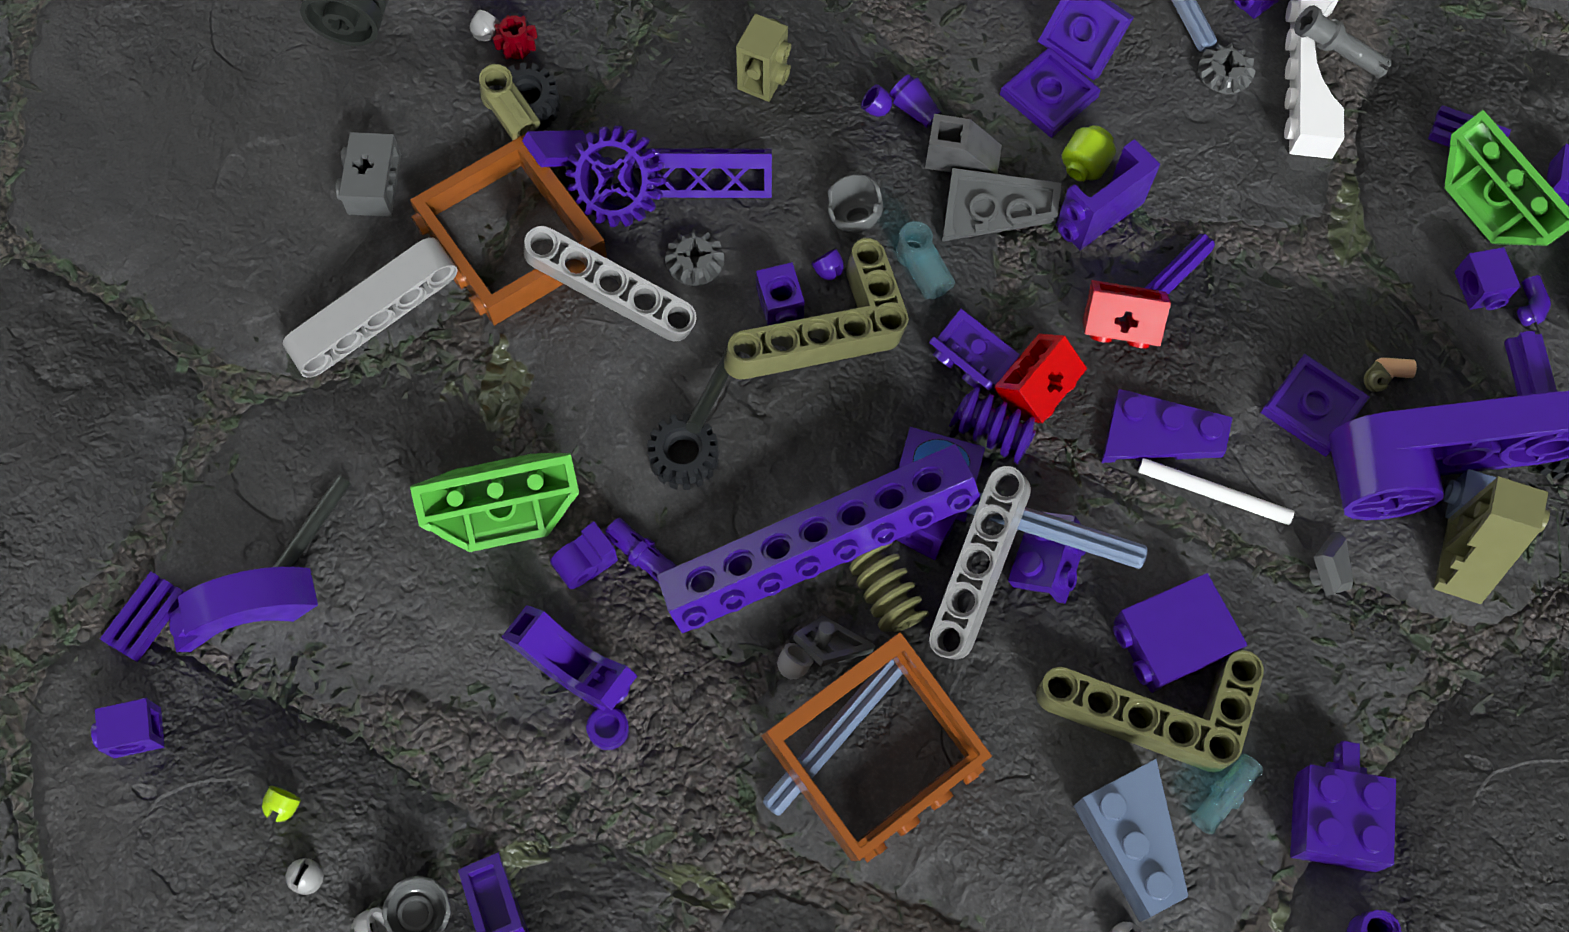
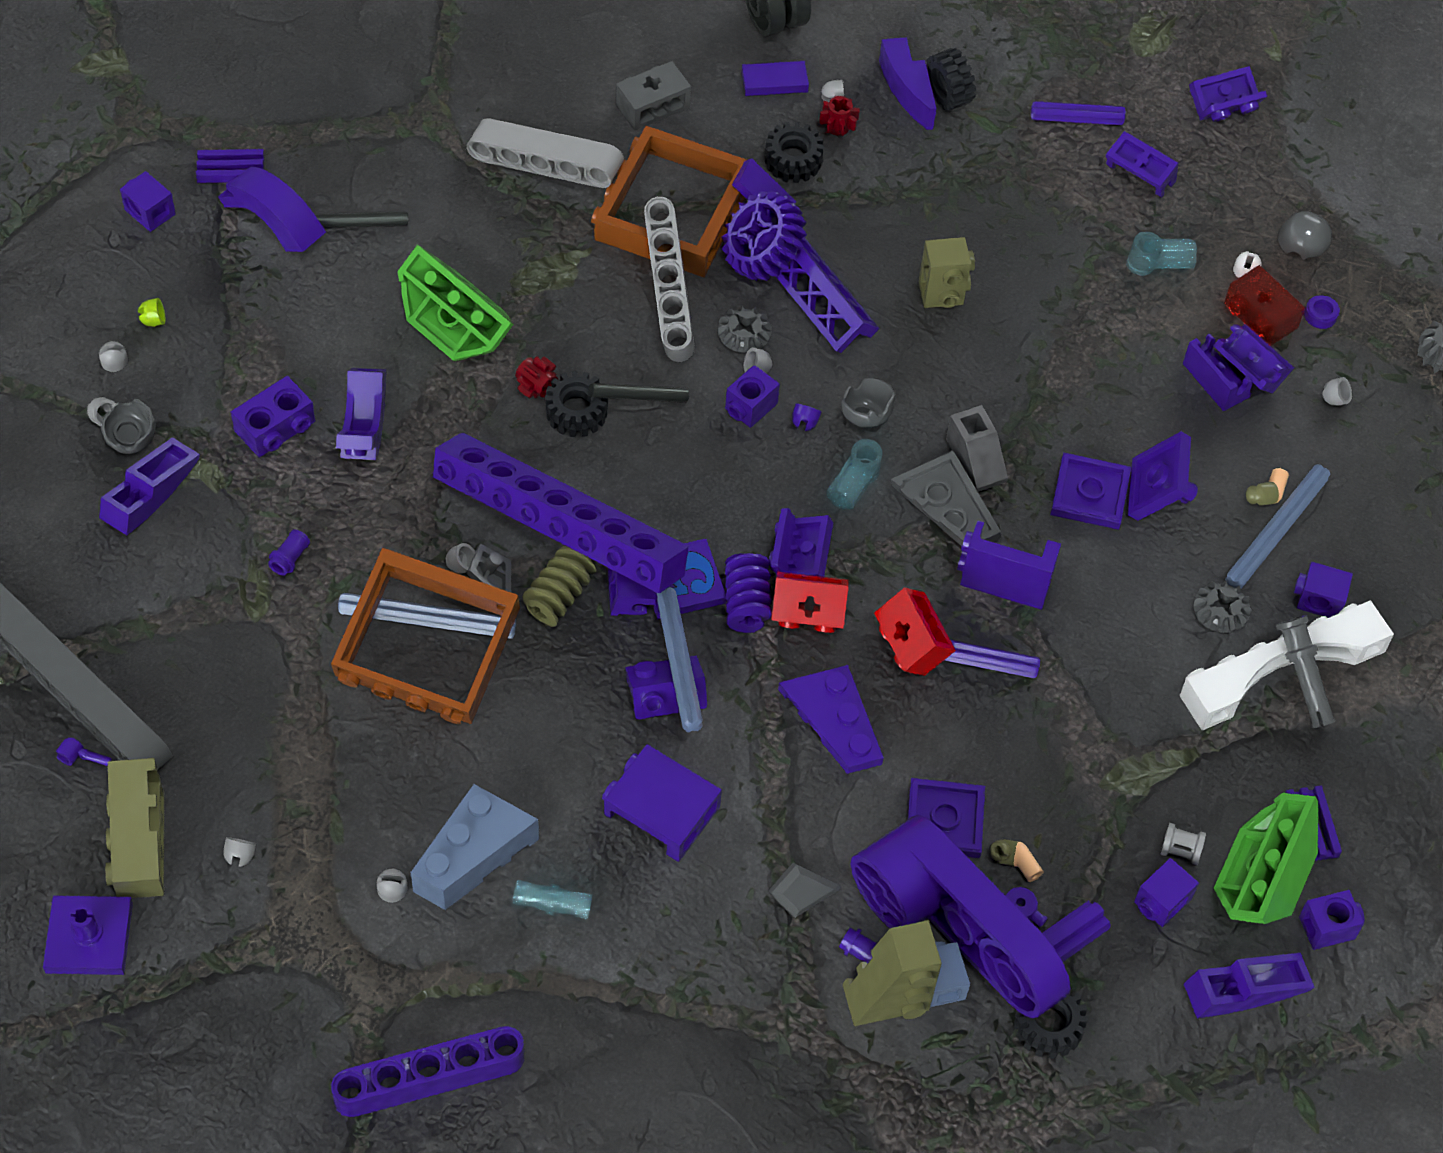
camera: 55 degrees right, 10 degrees down
(426, 64) = (775, 78): none -> dark purple tile
(494, 752) = (271, 411): none -> dark purple brick
(506, 103) = (767, 134): olive piece -> none
(584, 557) = (449, 388): dark purple leg -> none
(607, 728) = (333, 473): dark purple tile -> none
(631, 469) = (535, 376): none -> dark red gear
(638, 549) = (480, 418): dark purple pin -> none
(679, 827) = (283, 559): none -> dark purple pin
(735, 267) = (759, 358): none -> light grey hinge
(831, 327) = (746, 439): olive beam -> none
(877, 101) = (978, 375): dark purple hinge -> none
(914, 100) = (1000, 397): dark purple cone -> none
(979, 542) = (615, 626): light grey beam -> none
(1089, 153) = (1043, 529): lime head -> none
(1160, 717) = (578, 823): olive beam -> none
(1216, 491) = (810, 780): white bar -> none
(1344, 813) = (589, 984): dark purple hinge -> none
(1412, 552) = (857, 945): none -> dark purple pin
(1436, 393) = (1029, 904): none -> dark purple piece
(1452, 231) = (1183, 843): none -> light grey bush
(1538, 301) = (1176, 948): dark purple arm -> none

